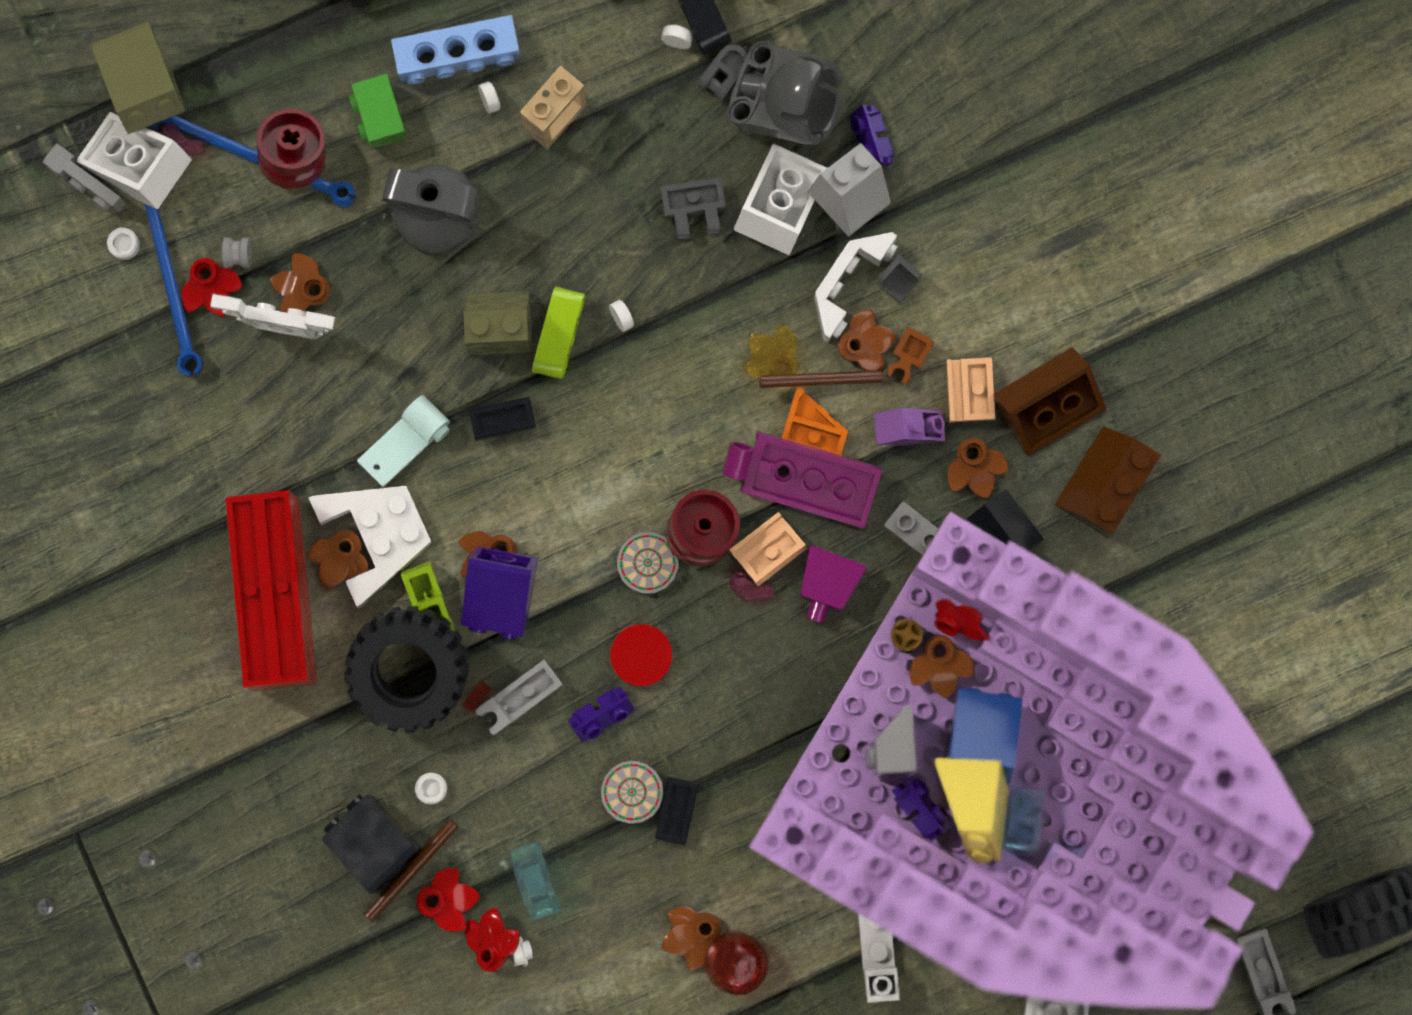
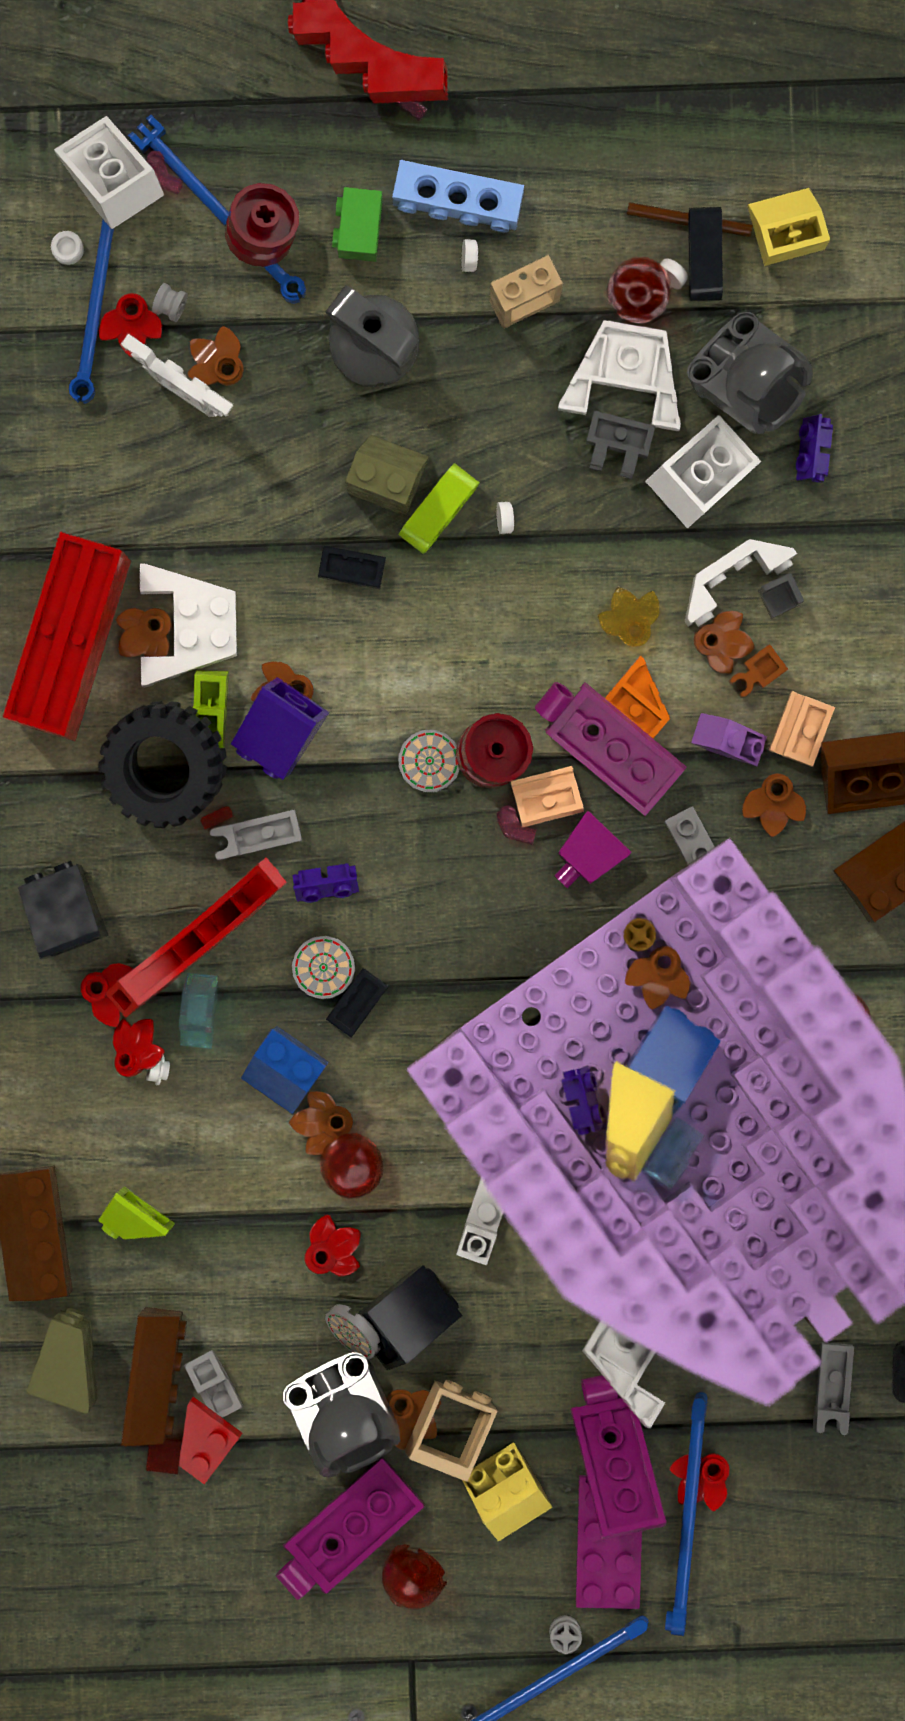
camera: 20 degrees right, 5 degrees up
(65, 166) = (43, 150): light grey plate -> none
(138, 77) = (145, 94): olive slope -> none
(405, 440) = (256, 547): light aqua door -> none
(411, 870) = (89, 951): reddish brown bar -> none
(431, 788) = (139, 883): white tile -> none
(506, 814) = (196, 939): none -> red arch
(636, 901) = (284, 1069): none -> blue slope
(641, 655) = (386, 844): red tile -> none
(654, 63) = (639, 289): none -> clear red cylinder
(670, 129) = (631, 360): none -> white wing
(728, 62) = (710, 319): dark grey plate -> none
(816, 379) = (665, 658): reddish brown bar -> none
(852, 190) = (773, 491): light grey slope -> none
(894, 747) = (581, 1033): light grey slope -> none
(962, 619) = (691, 940): red plate -> none
(1006, 522) = (778, 868): black slope -> none

